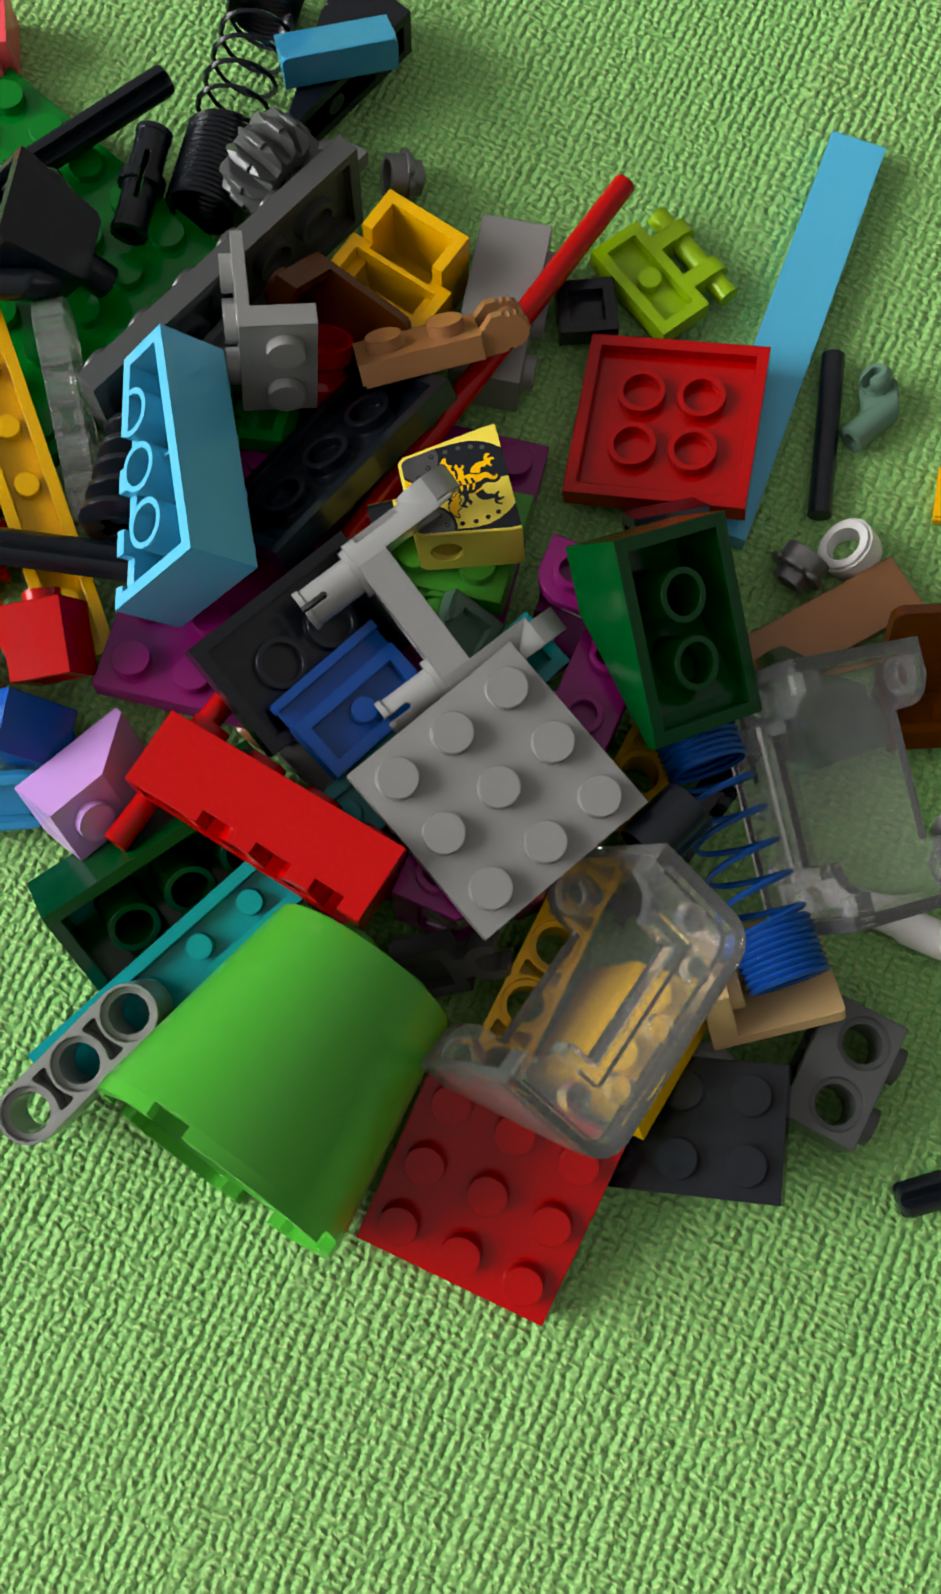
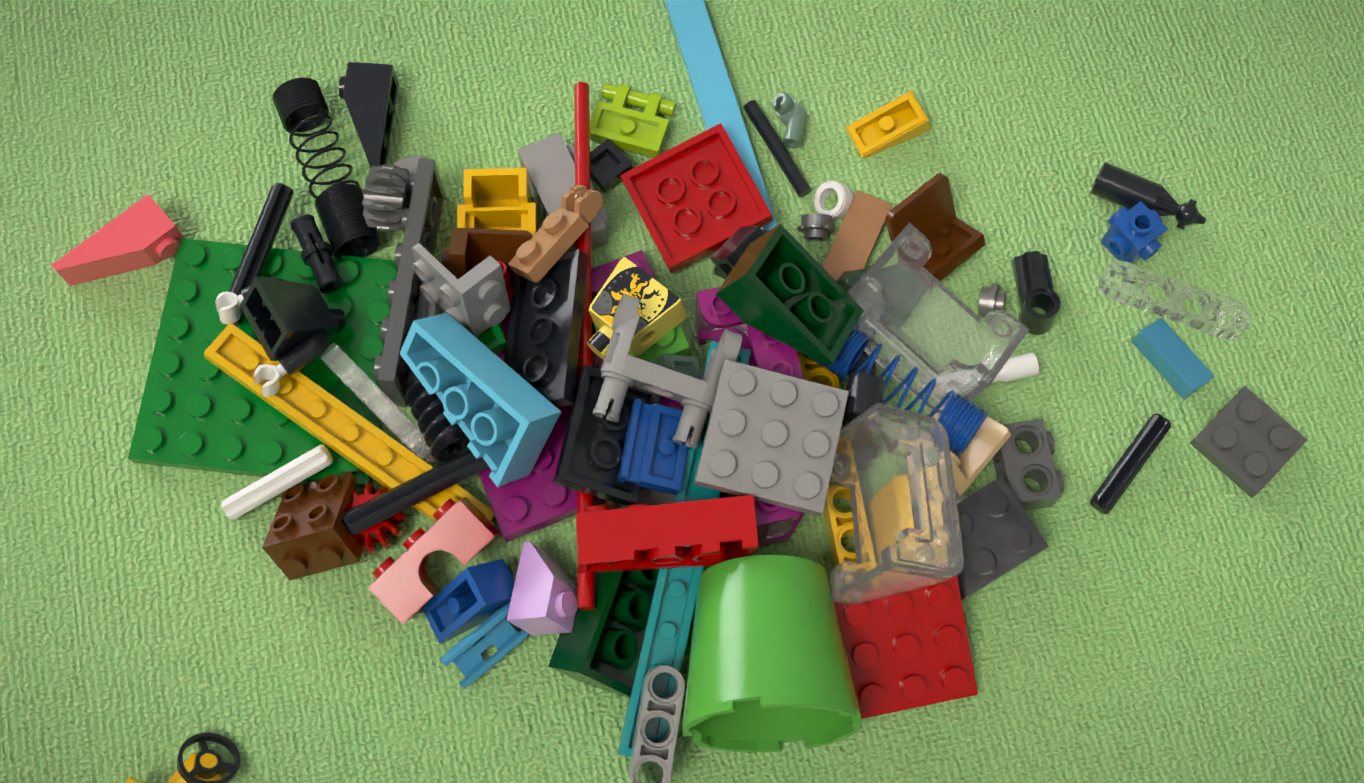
camera: 35 degrees left, 5 degrees down
(337, 51) = (371, 112): dark azure slope -> none
(402, 174) = (451, 157): flat silver plate -> none
(451, 964) = (803, 541): dark grey plate -> none

